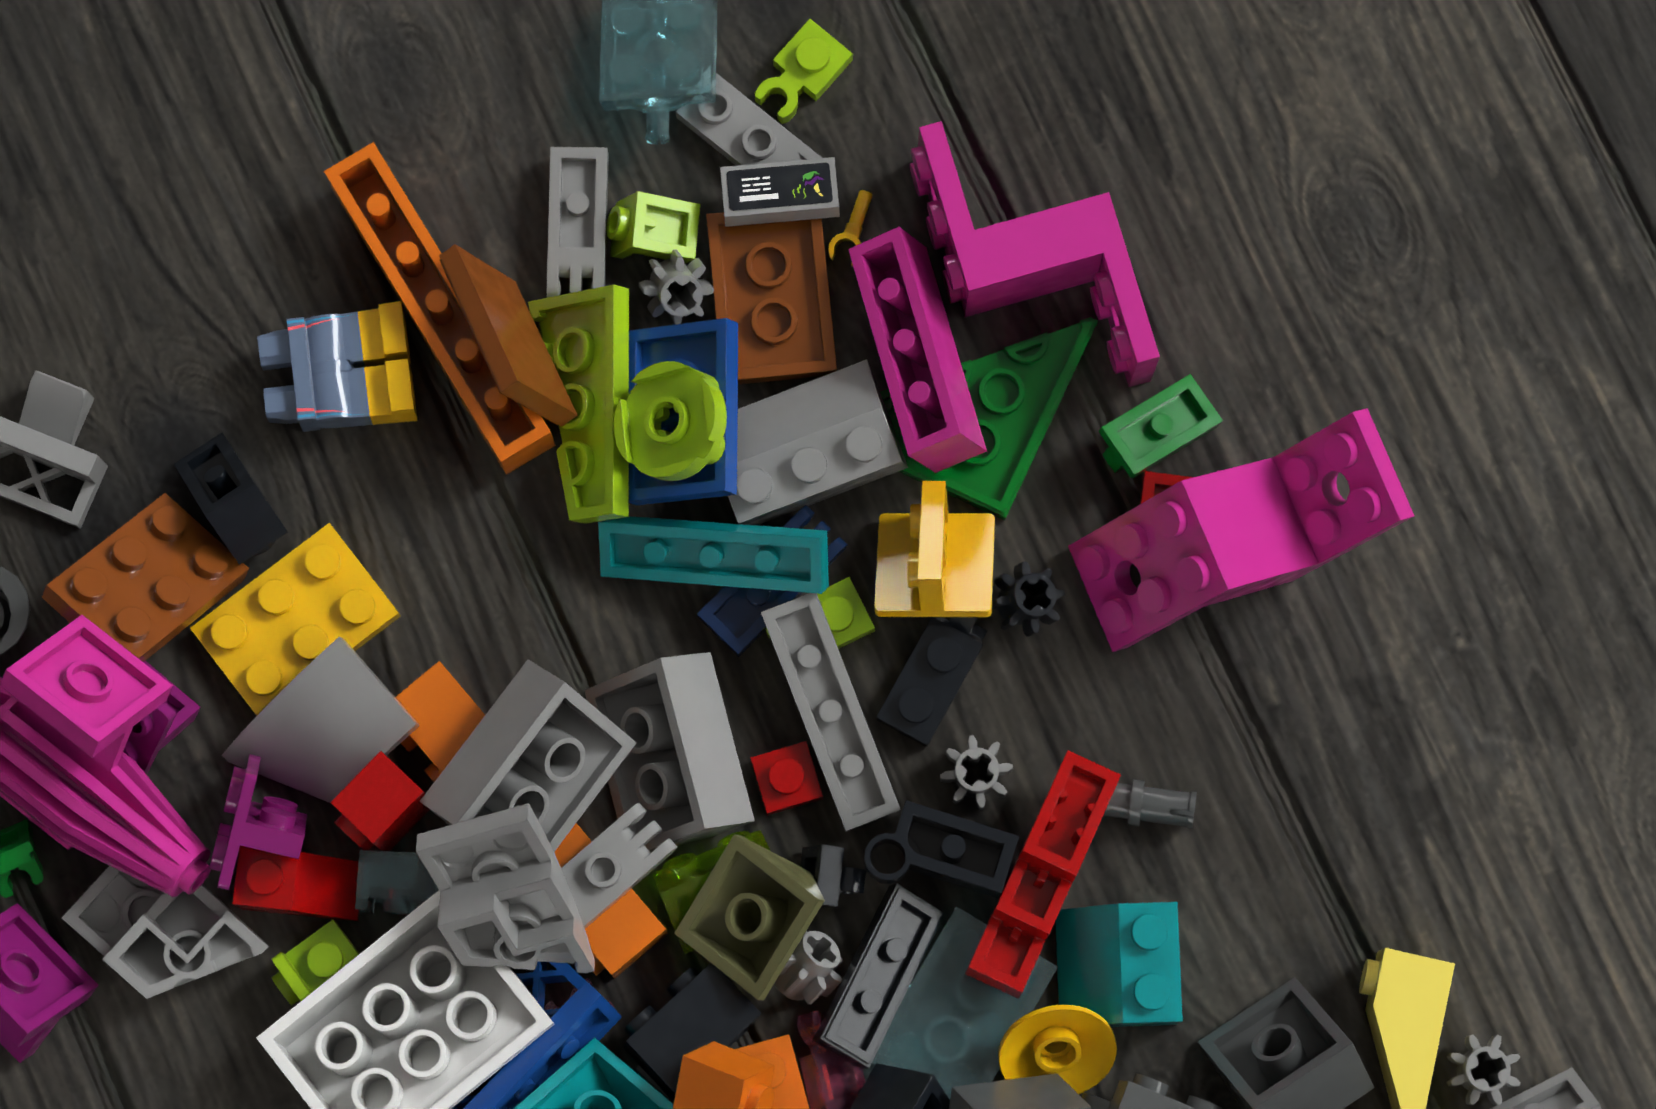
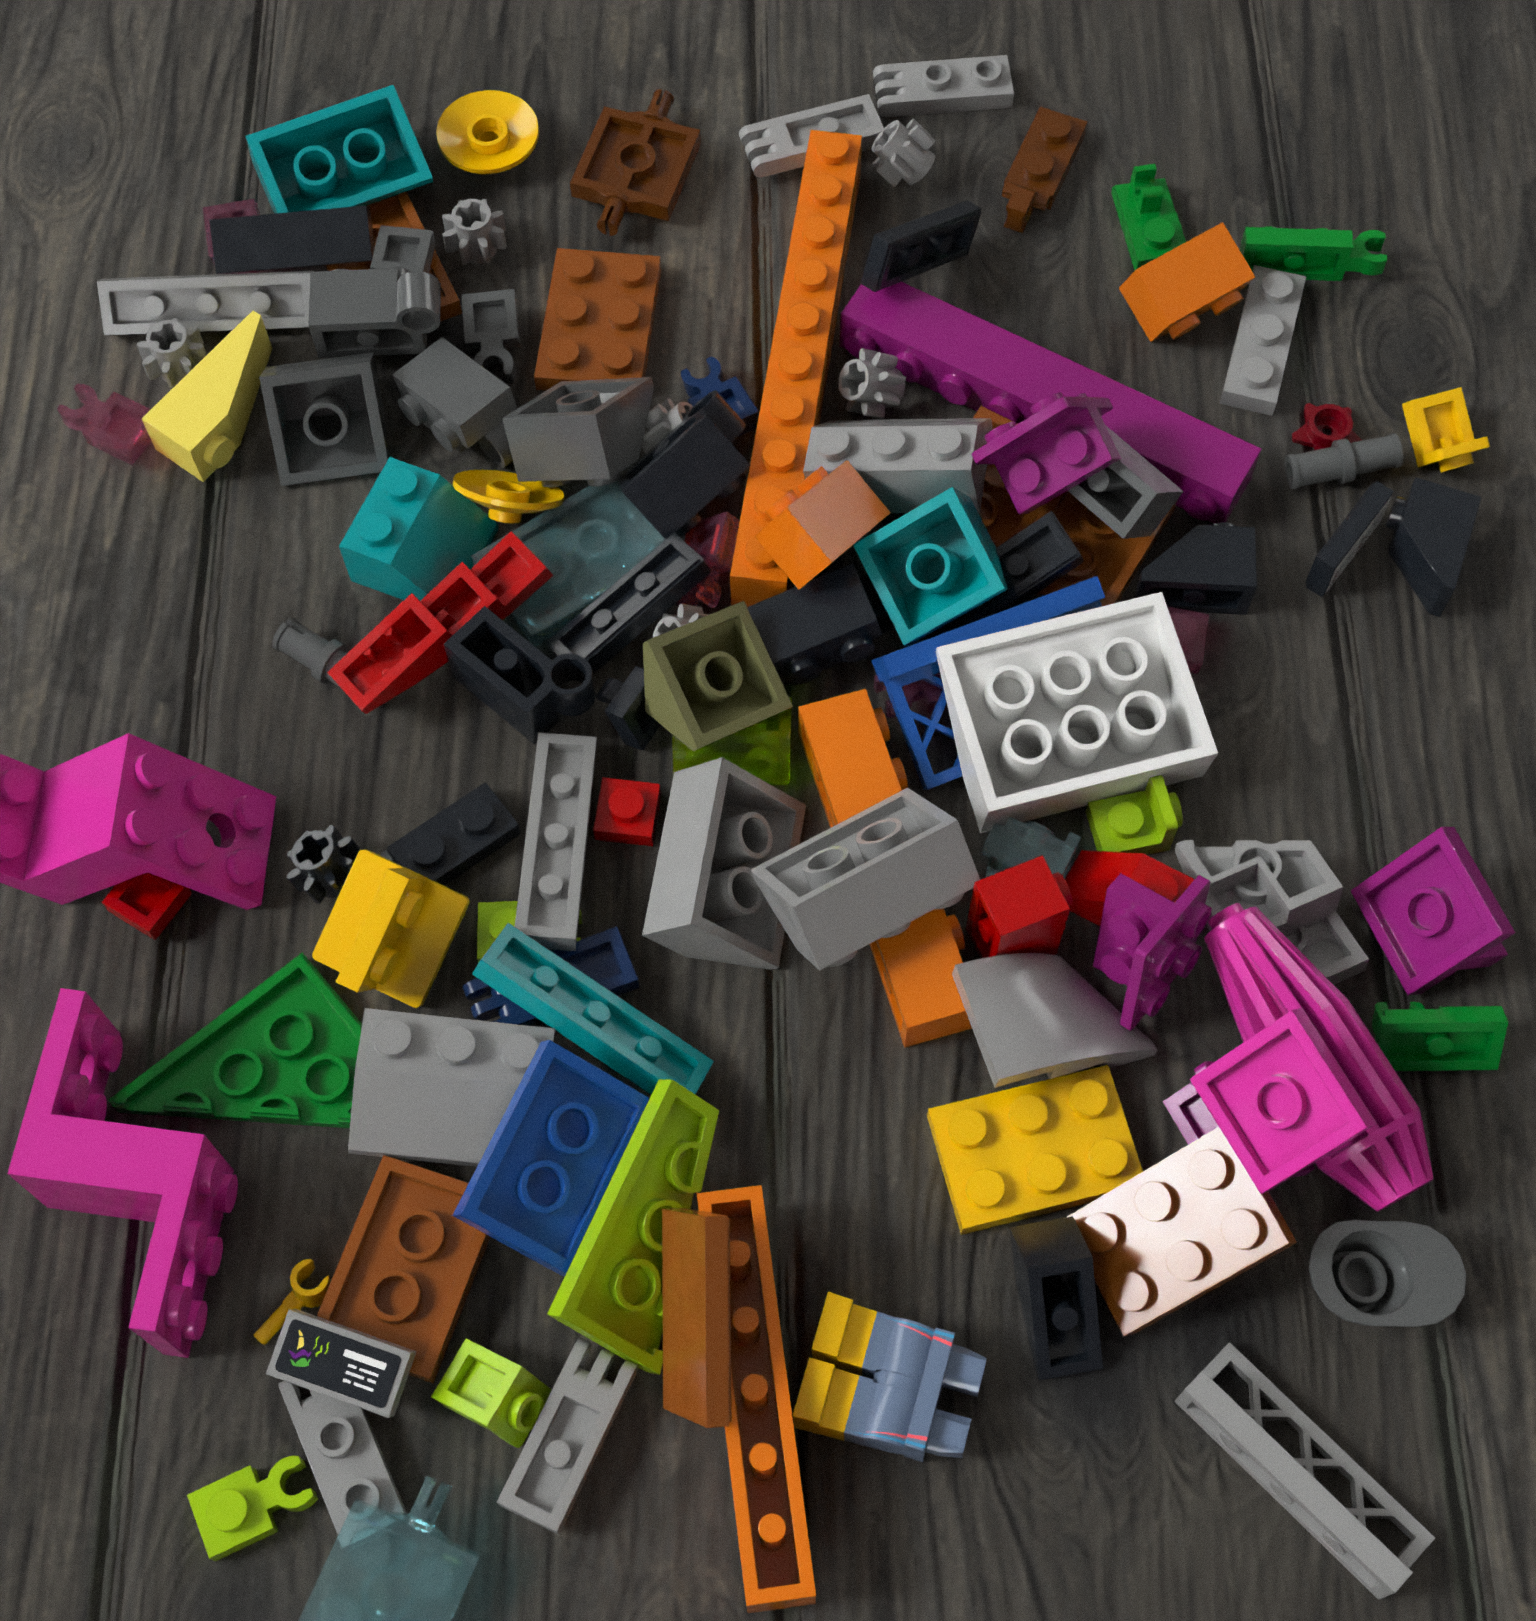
camera: 155 degrees left, 15 degrees down
(55, 407) = (1212, 1482): light grey slope -> none
(504, 893) = (937, 758): light grey slope -> none
(614, 864) = (842, 766): light grey hinge -> none
(676, 304) = (499, 1311): light grey gear -> none
(700, 427) = (535, 1150): lime plate -> none
(917, 350) = (292, 1124): dark pink brick -> none
(973, 757) = (452, 722): light grey gear -> none
(1159, 427) = (115, 962): green plate -> none
(1489, 965) = (111, 425): none -> clear pink plate

